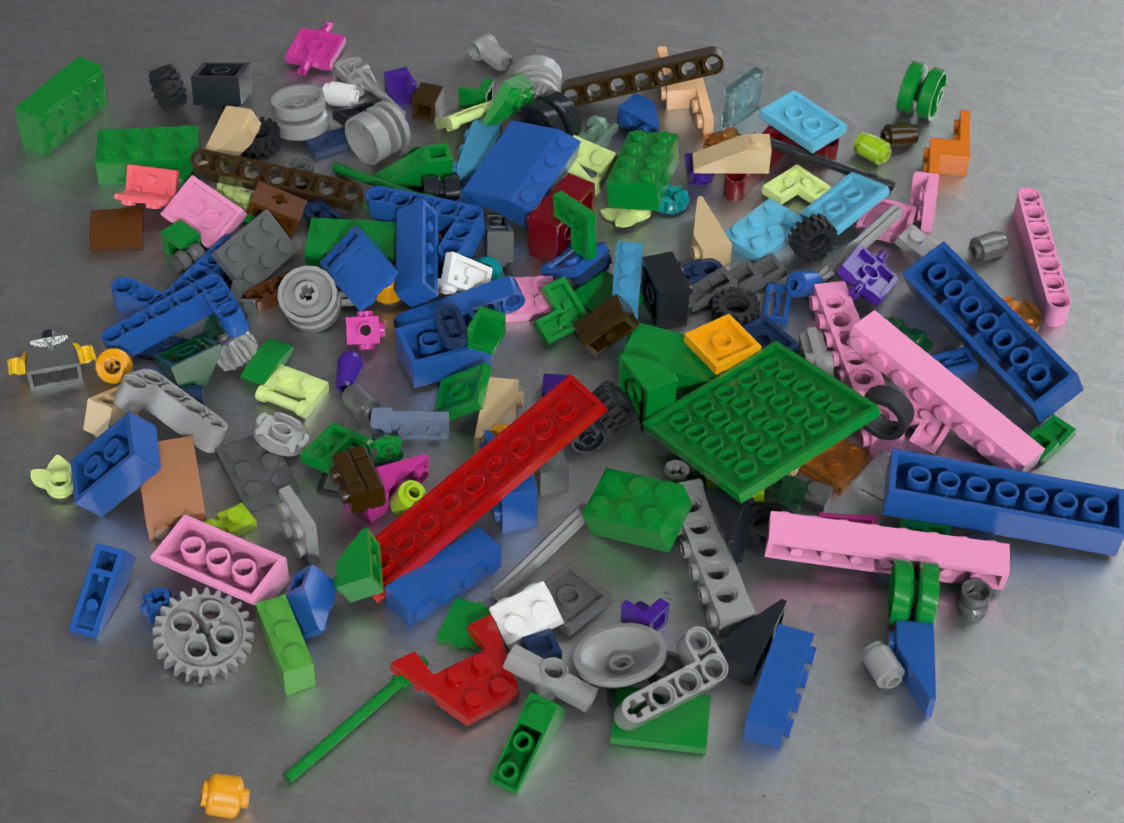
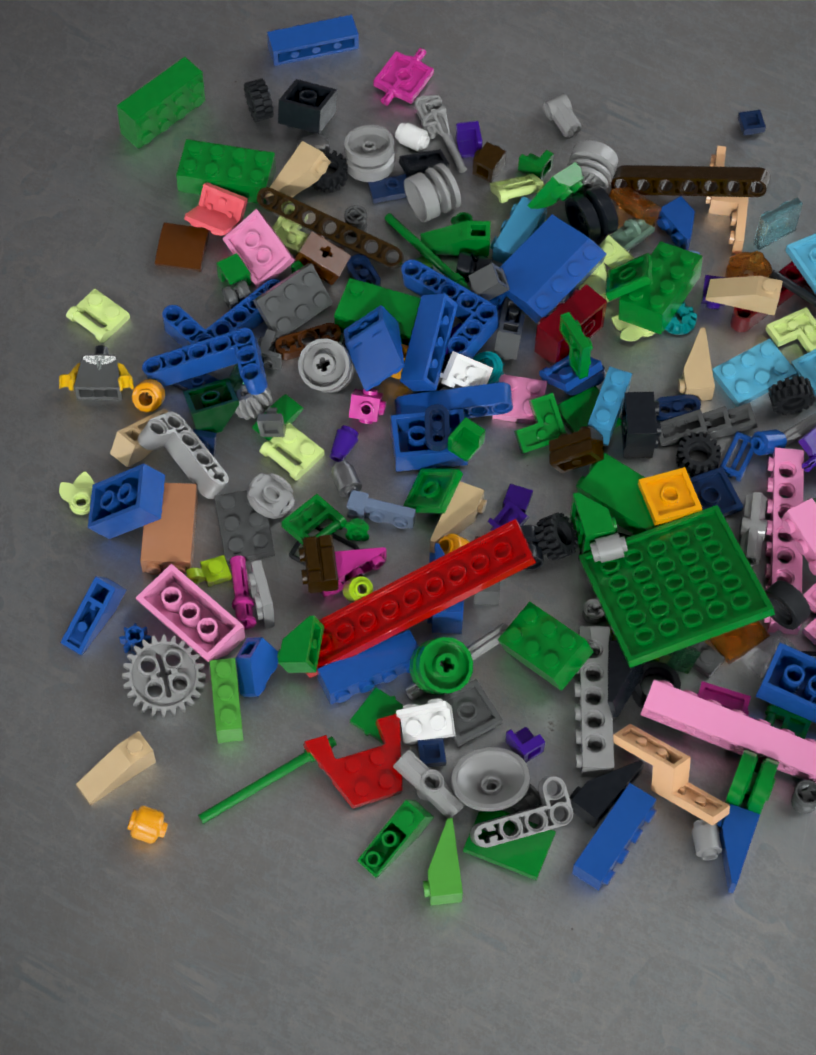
camera: 15 degrees right, 15 degrees up
(37, 301) = (103, 311): none -> yellowish green plate
(171, 743) = (117, 768): none -> tan slope
(211, 33) = (313, 40): none -> blue brick
(262, 364) = (271, 424): none -> dark grey tile
(275, 540) = (242, 602): none -> dark pink pin
(464, 188) = (489, 282): none -> dark grey brick
(527, 551) = (444, 679): none -> green wheel
(588, 107) = (636, 204): none -> clear orange bracket
(599, 772) = (443, 875): none -> bright green slope
(609, 161) = (629, 276): none -> green tile
(674, 402) = (608, 548): none -> light grey brick
(682, 28) = (751, 122): none -> dark blue plate
(822, 605) = (671, 774): none -> light nougat bracket

